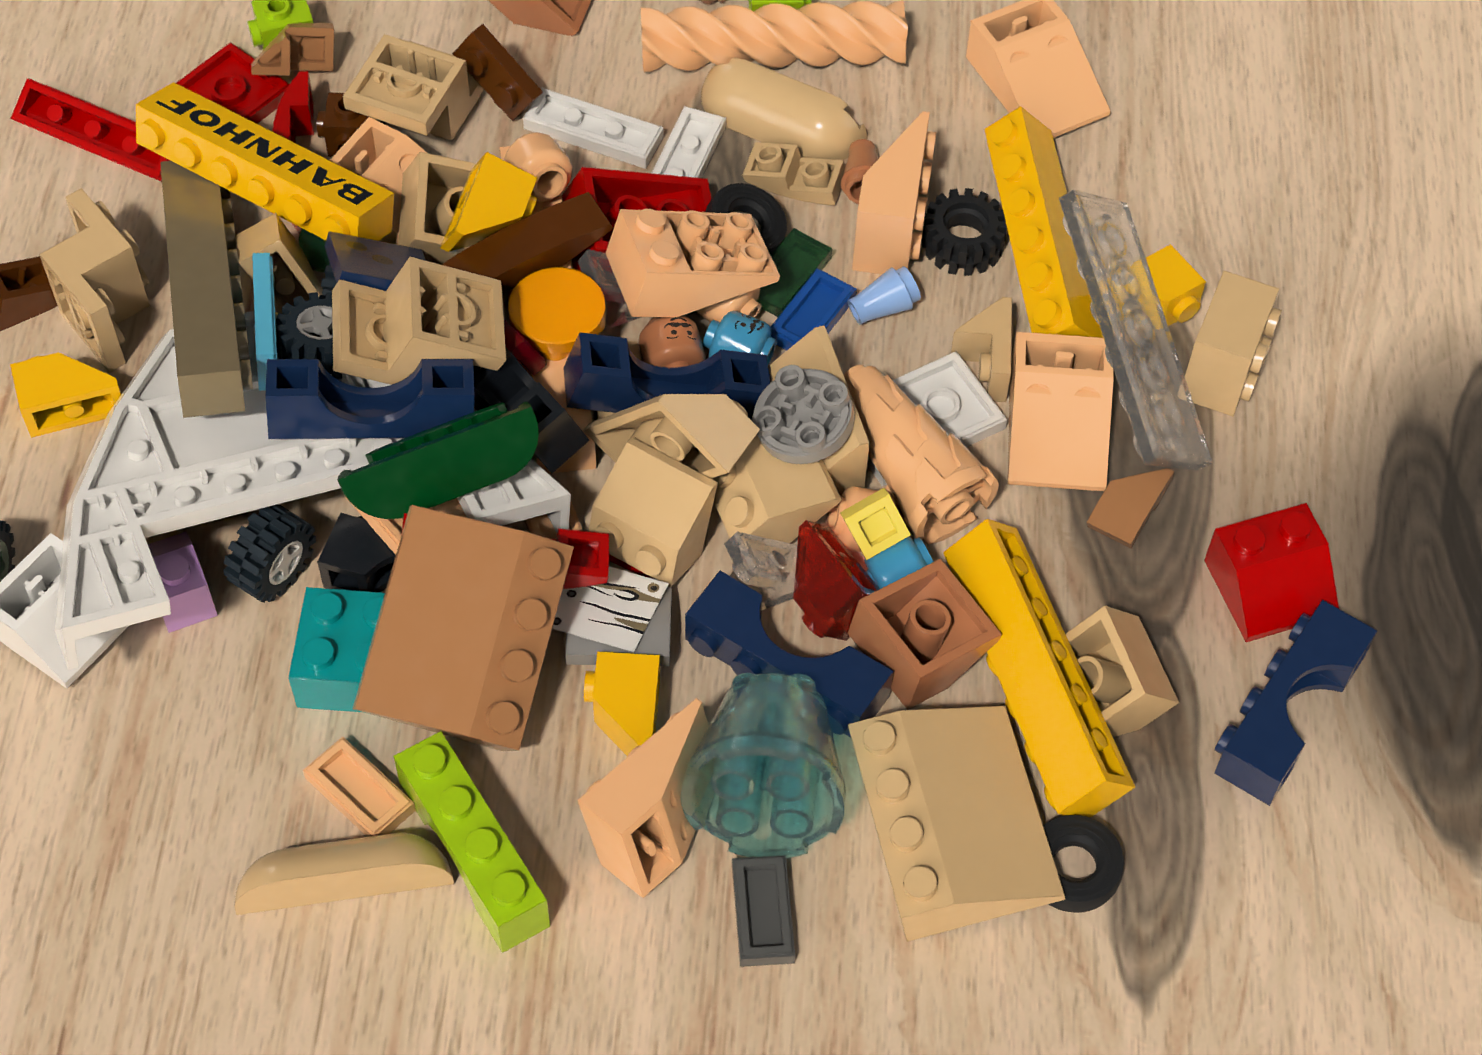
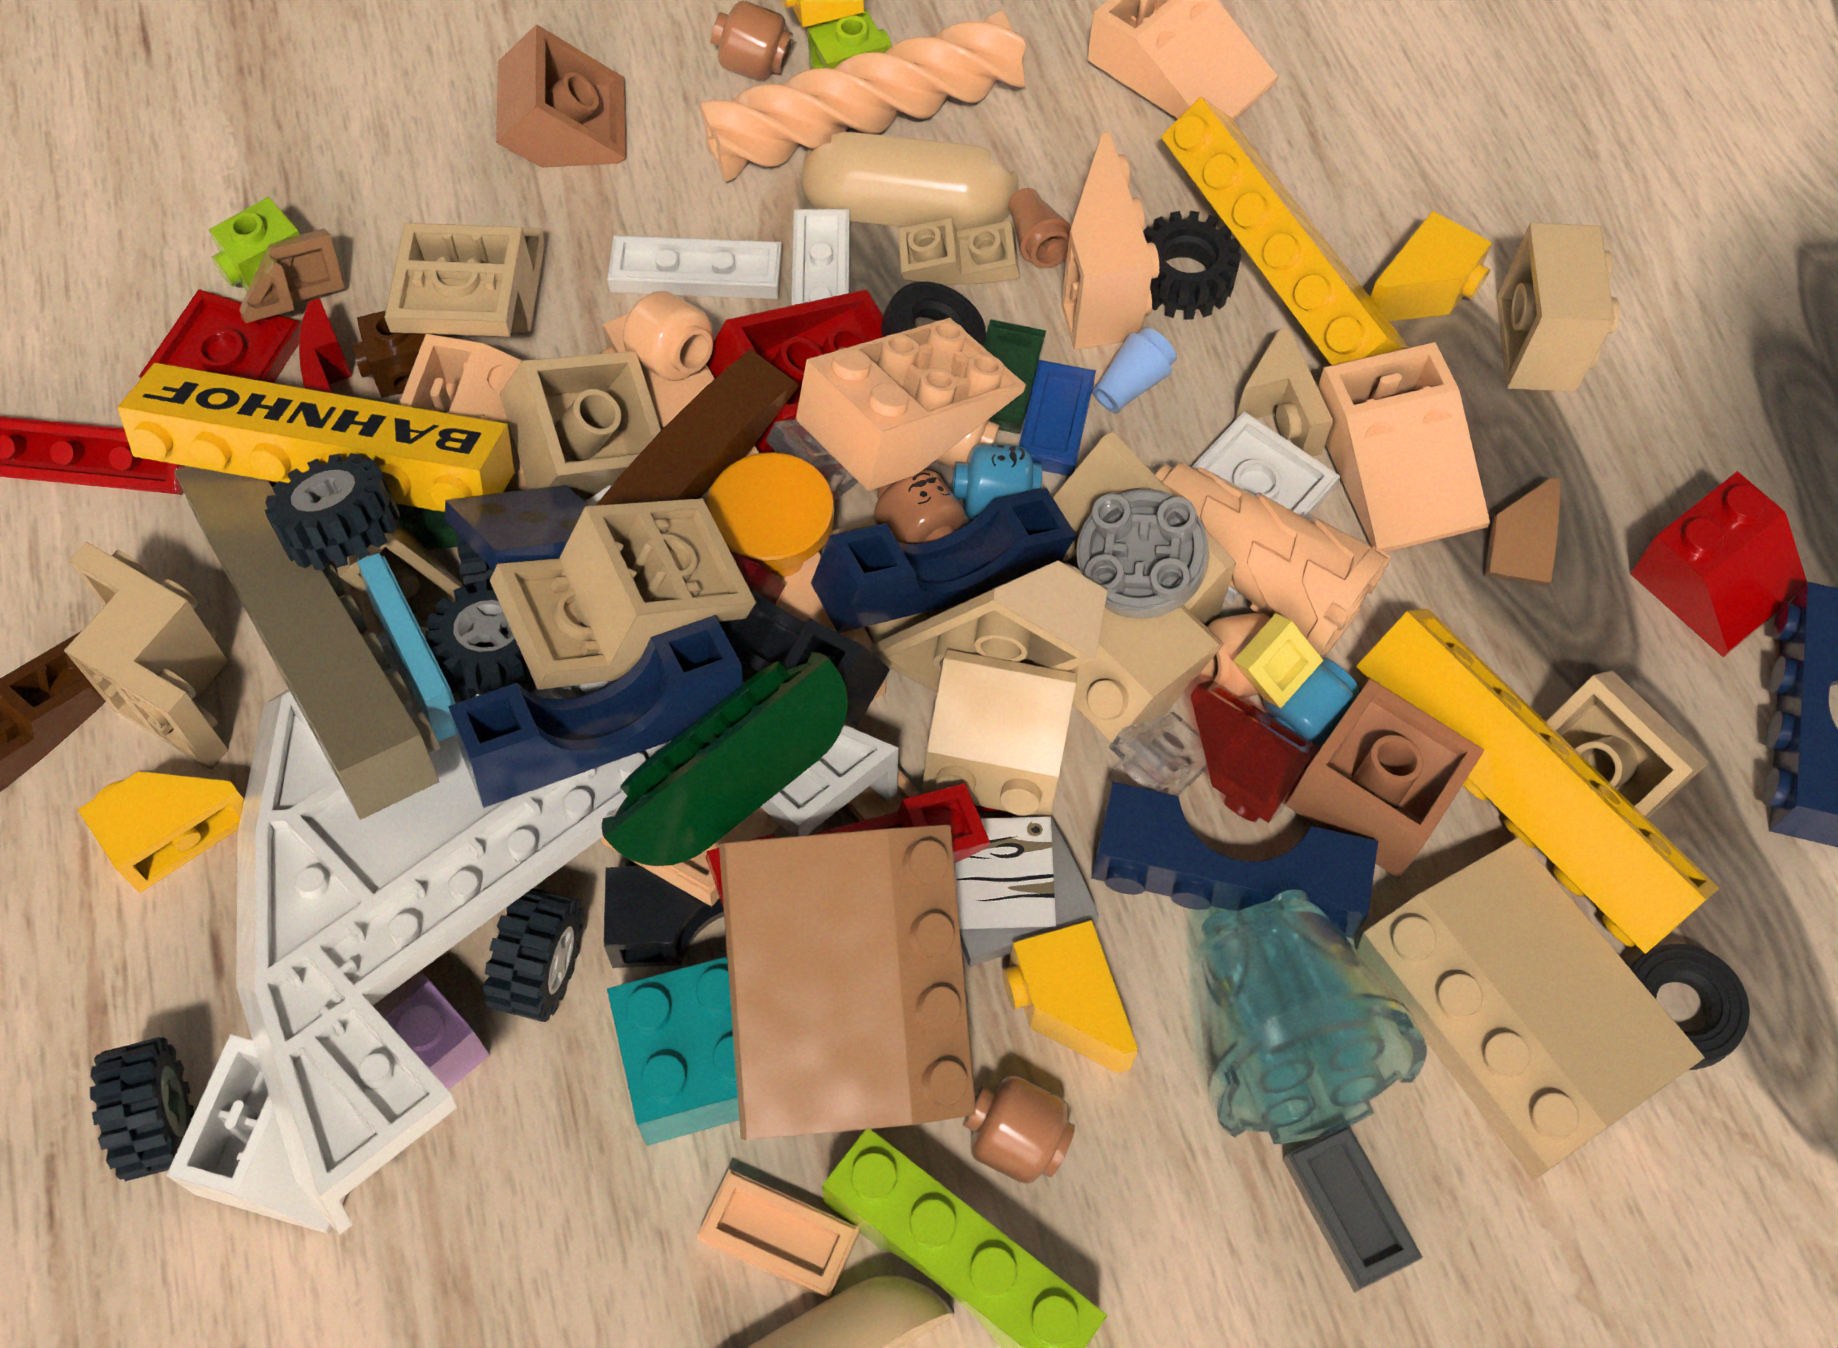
camera: 20 degrees left, 5 degrees up
(249, 215) = (332, 511): none -> black wheel
(490, 201) = (633, 397): yellow slope -> none
(497, 72) = (560, 231): reddish brown plate -> none
(549, 776) = (1019, 1130): none -> nougat head
(638, 807) = (1170, 1149): light nougat slope -> none
(1135, 332) = (1467, 338): clear plate -> none

